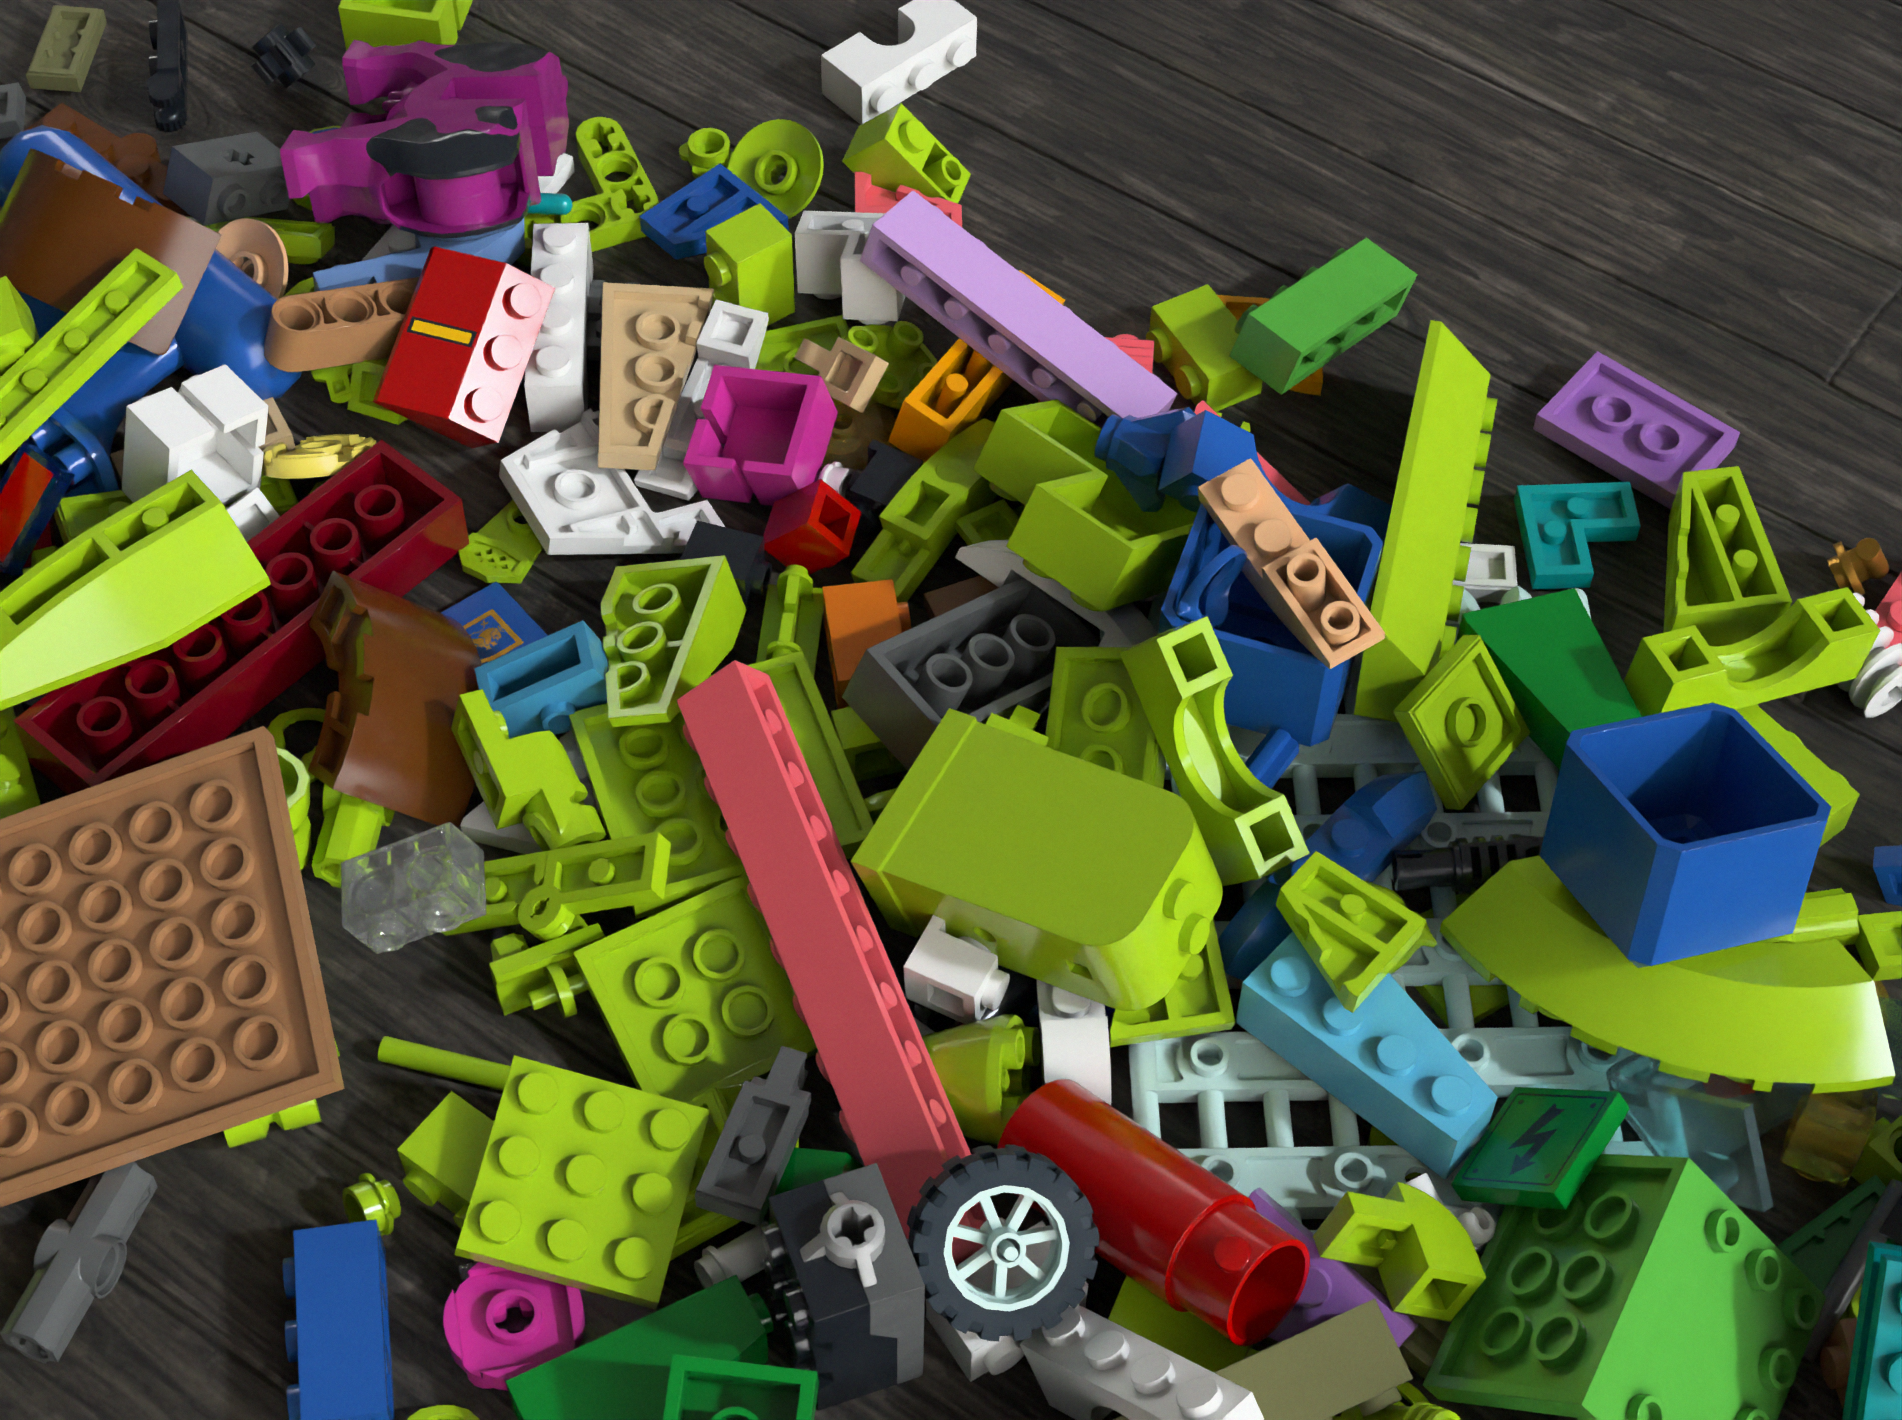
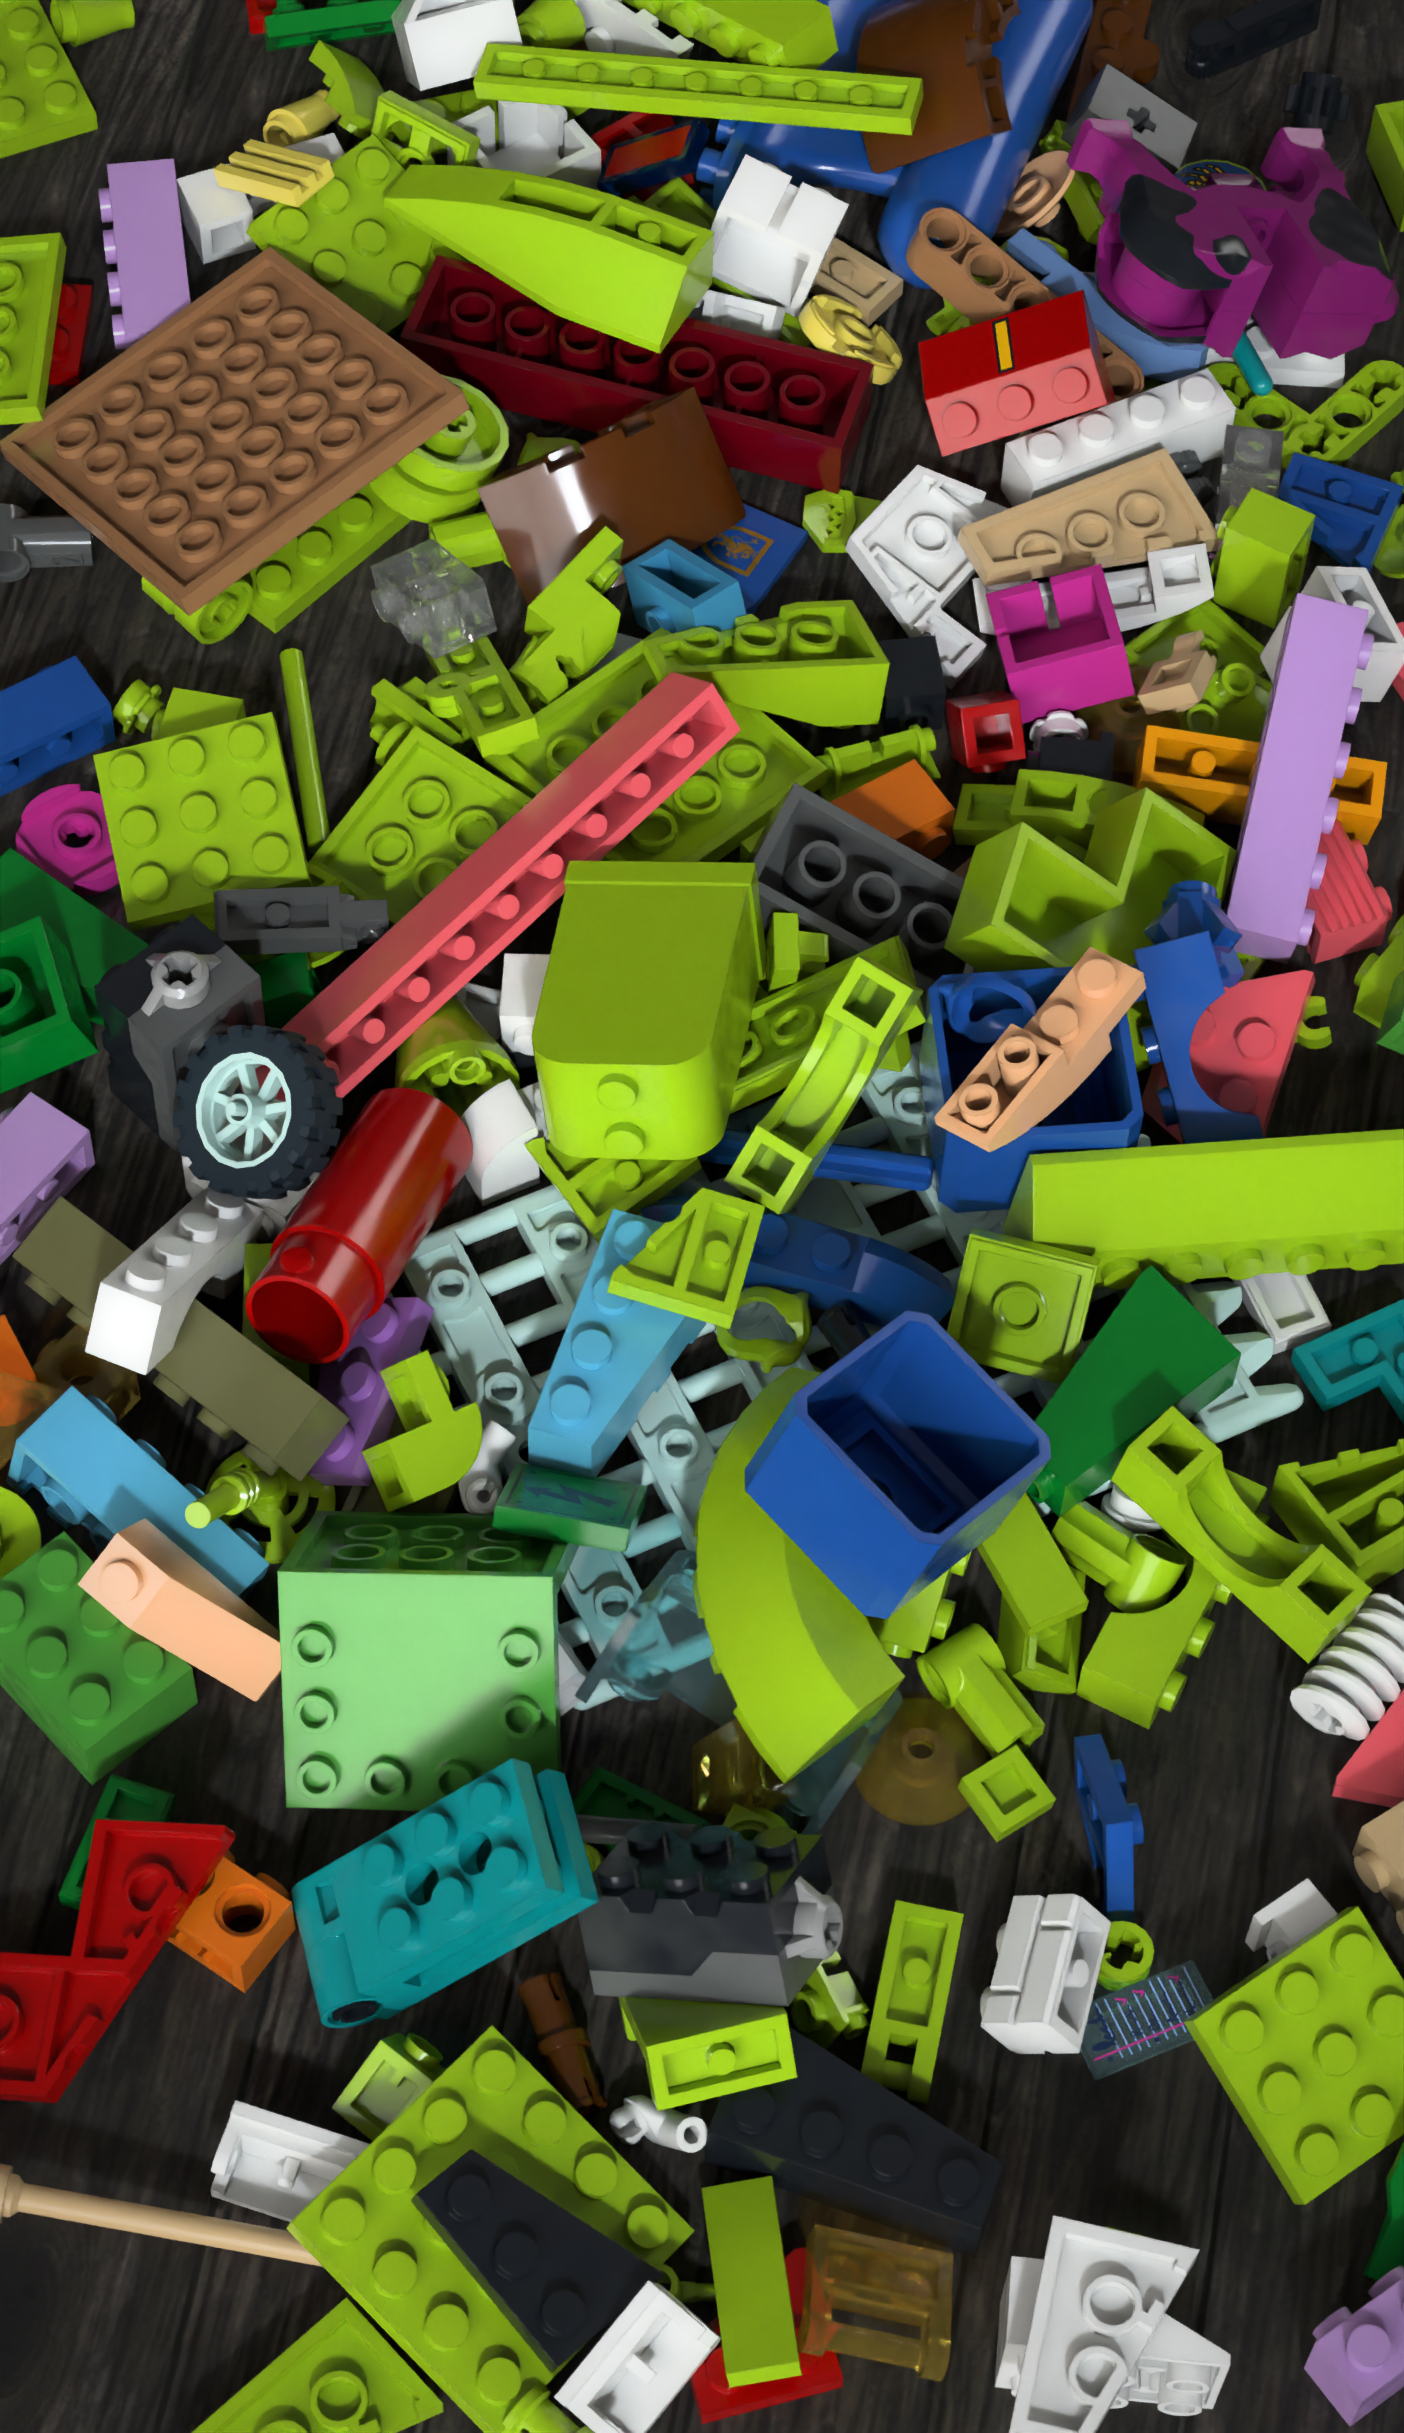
camera: 65 degrees right, 5 degrees up
(653, 251) = (1247, 460): none -> clear brick

